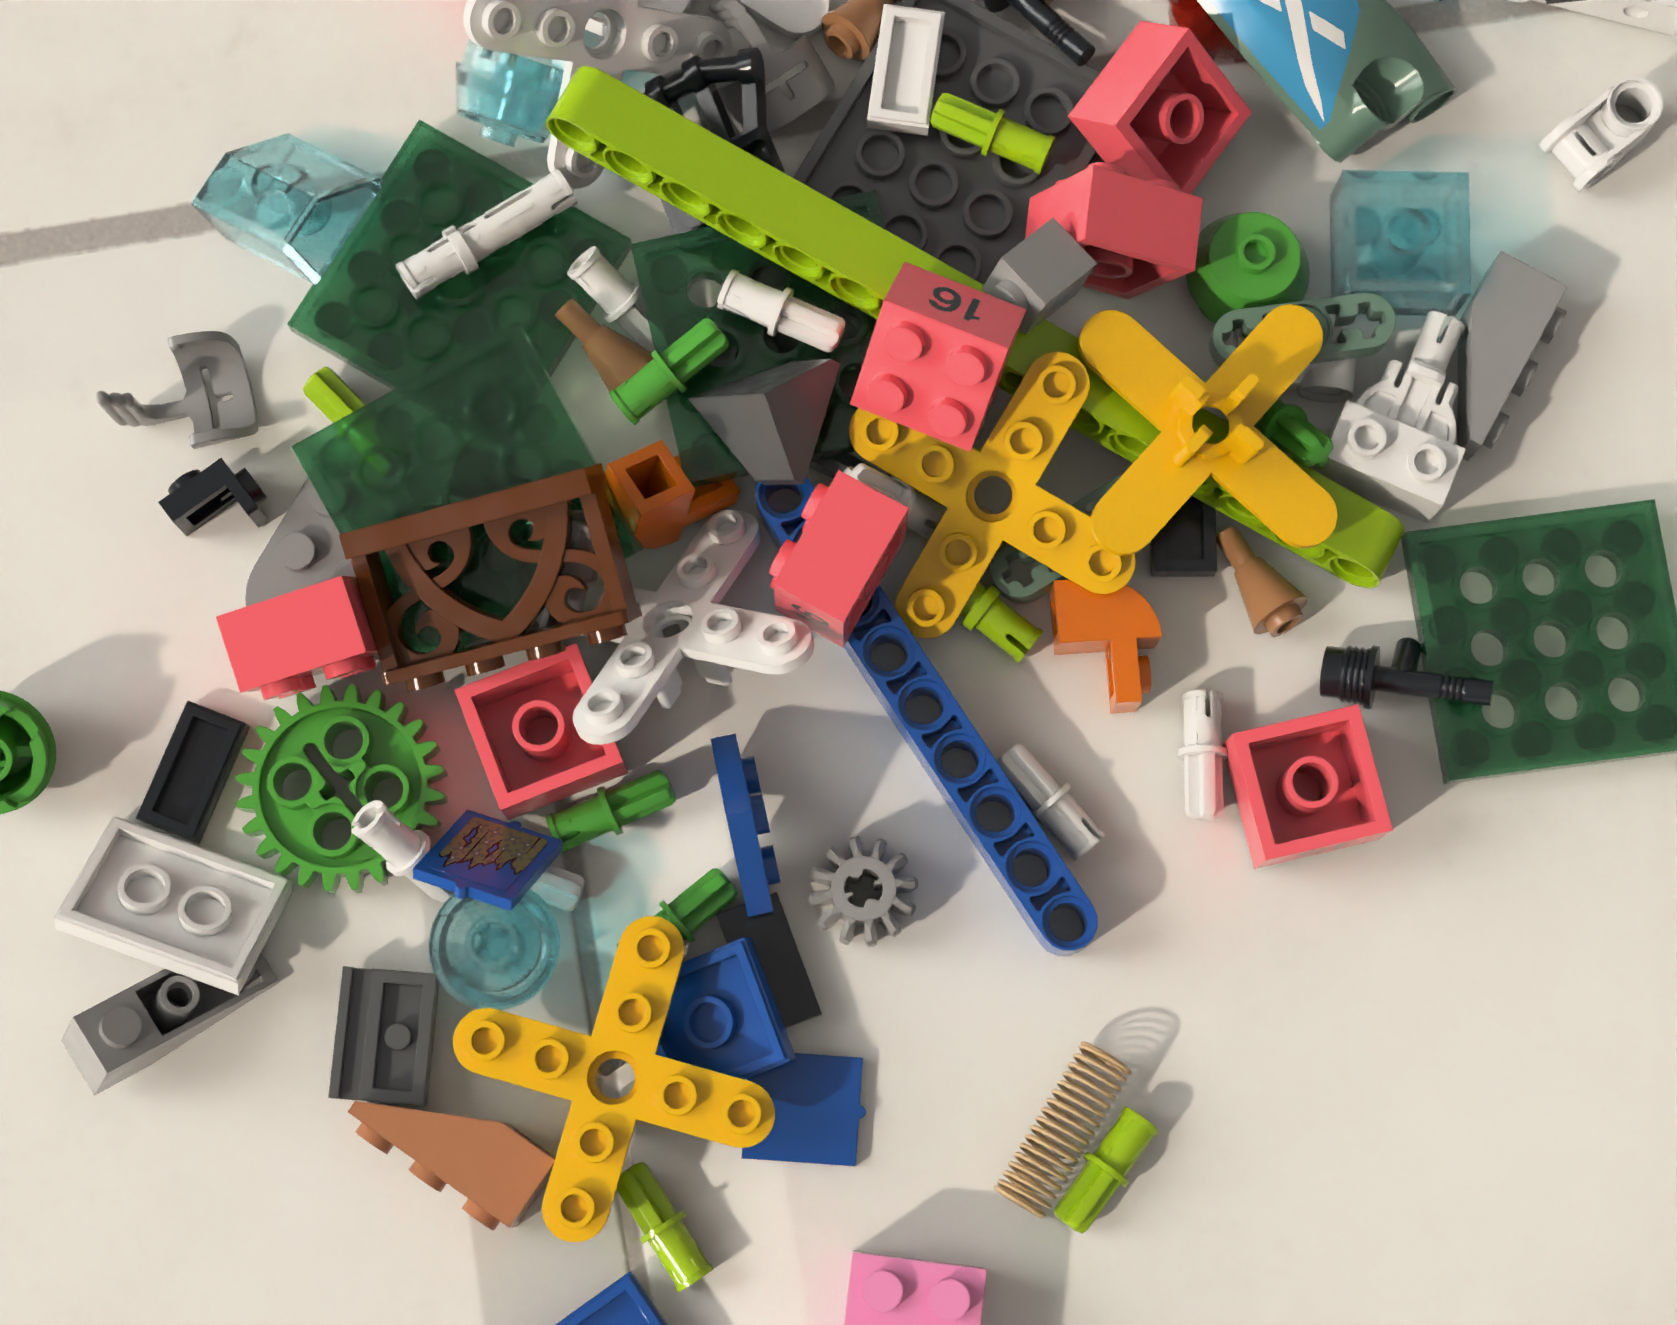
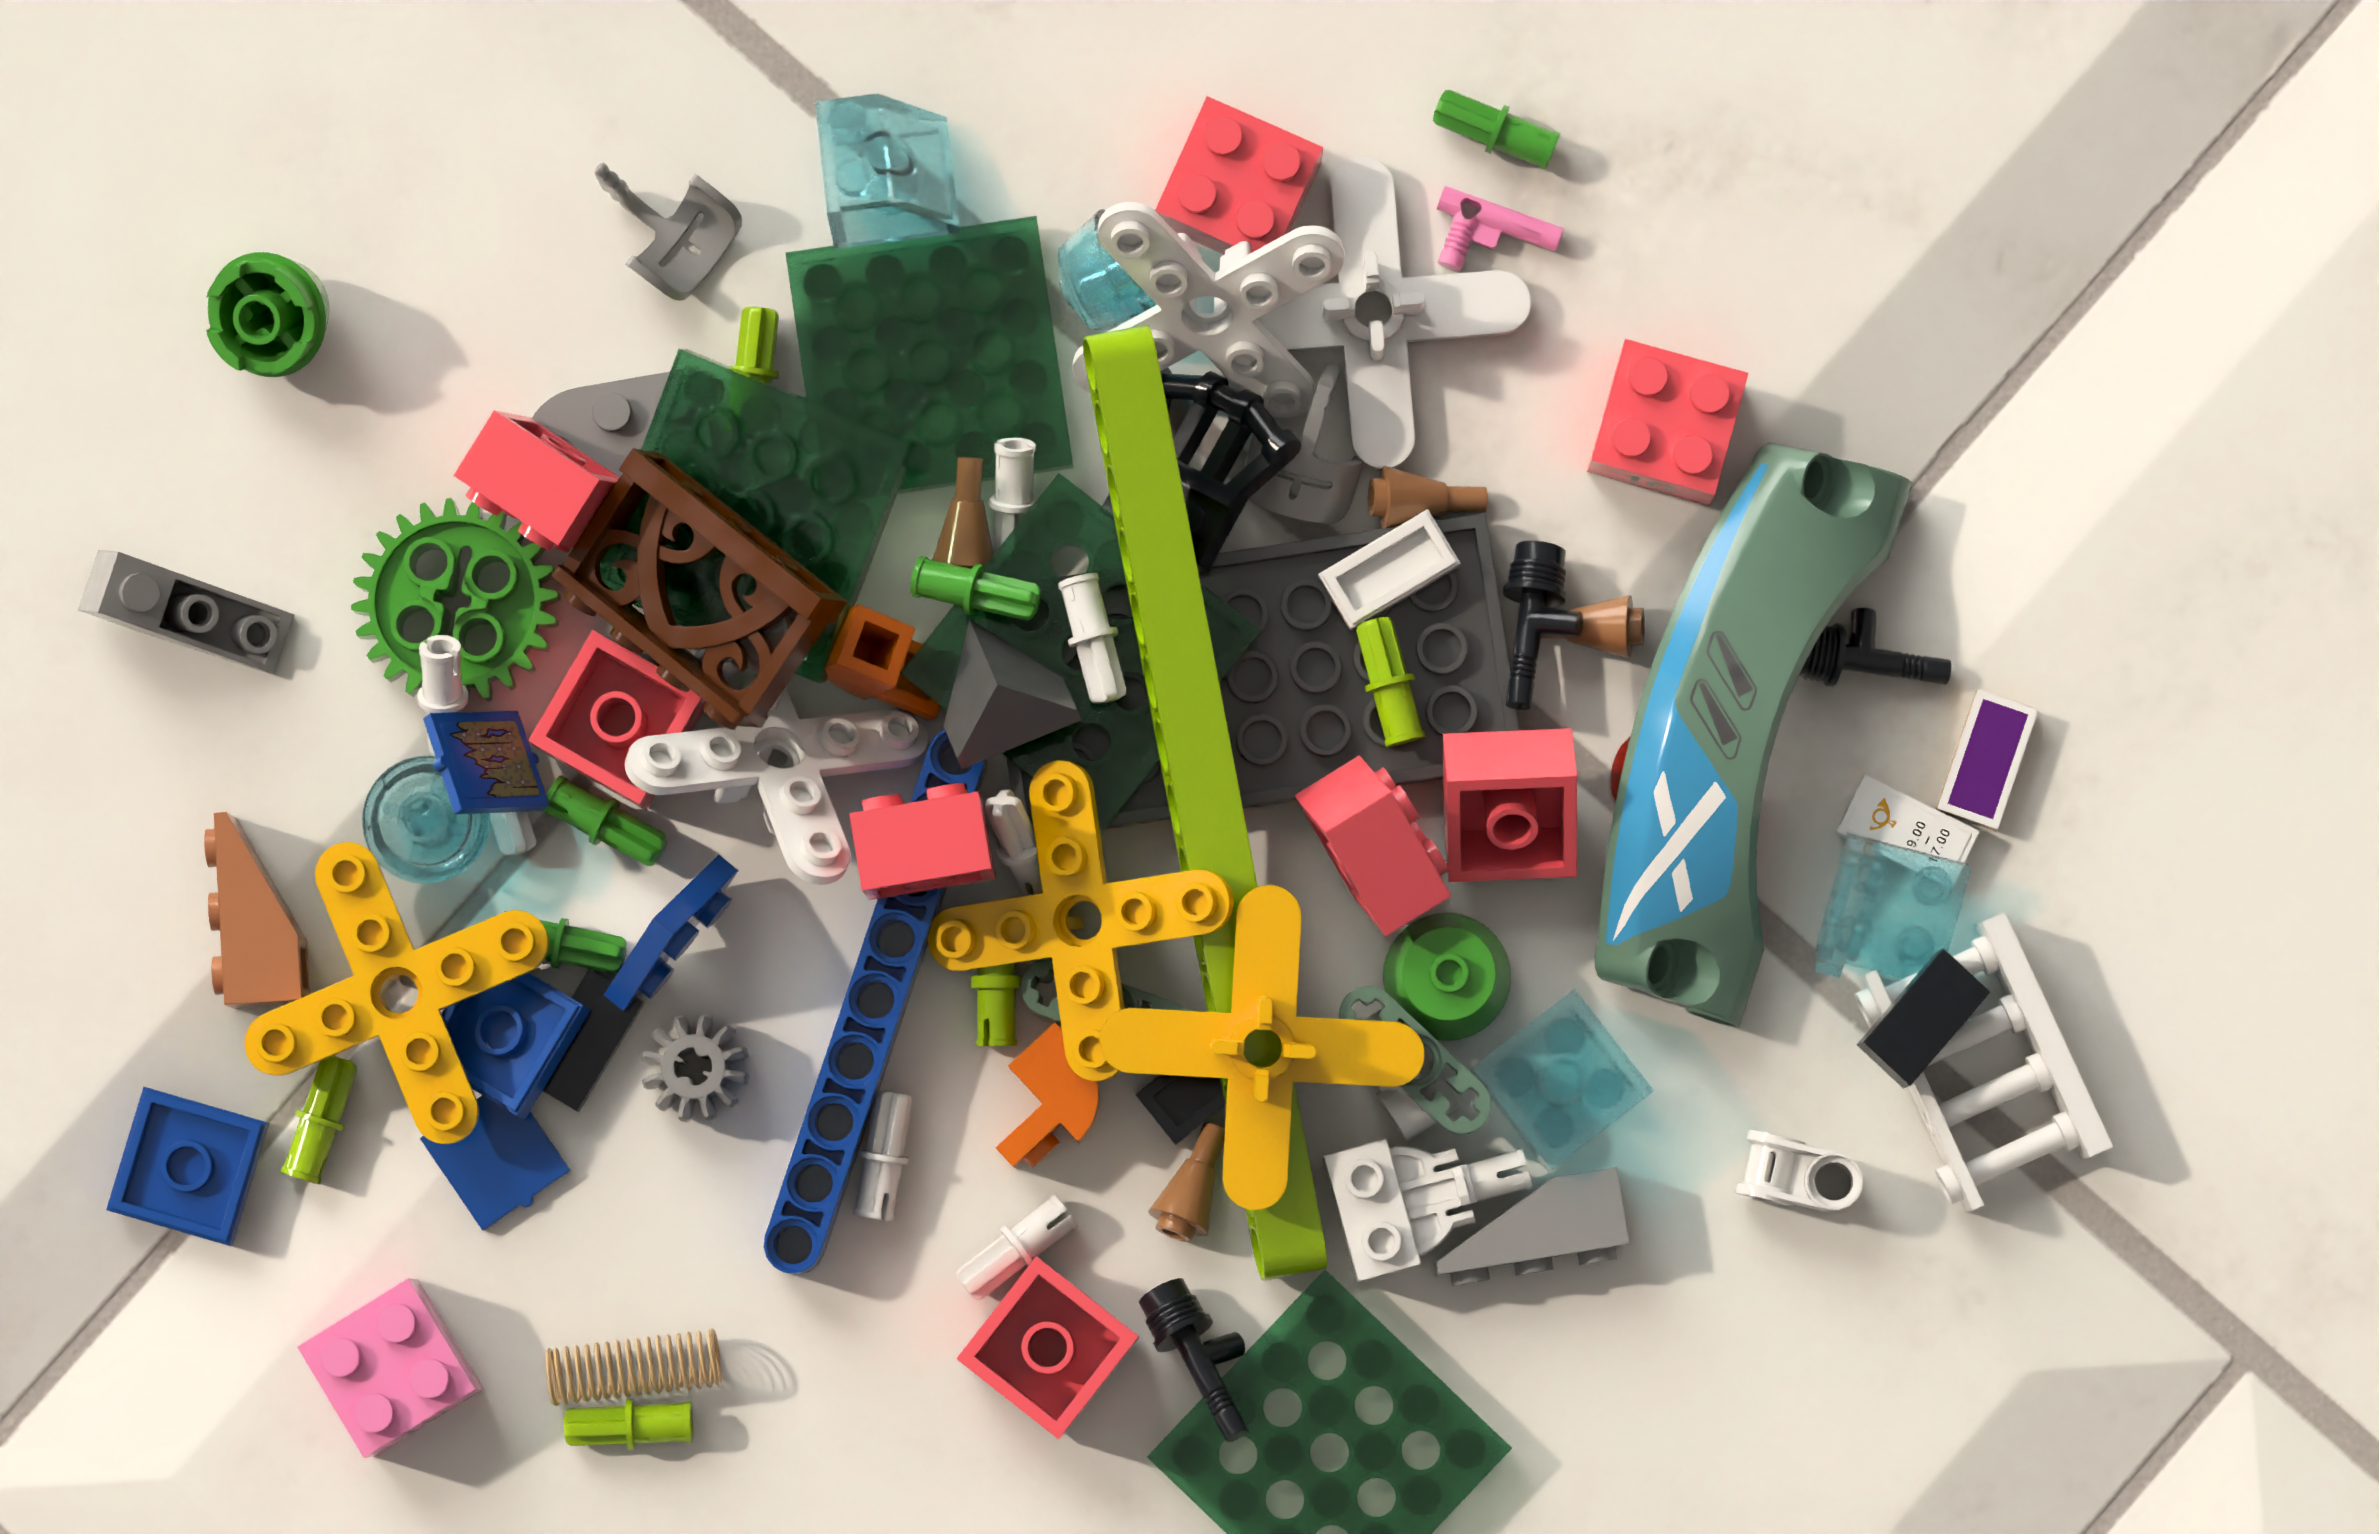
camera: 55 degrees right, 5 degrees up
(174, 905) = (266, 550): white tile -> none
(193, 772) = (380, 475): black tile -> none
(206, 493) = (596, 300): black bracket -> none
(384, 1036) = (294, 791): dark grey plate -> none
(504, 223) = (977, 350): white pin -> none
(937, 356) = (1140, 792): coral brick -> none
(1041, 273) = (1272, 818): light grey brick -> none
(1291, 432) = (1328, 1111): bright green axle -> none

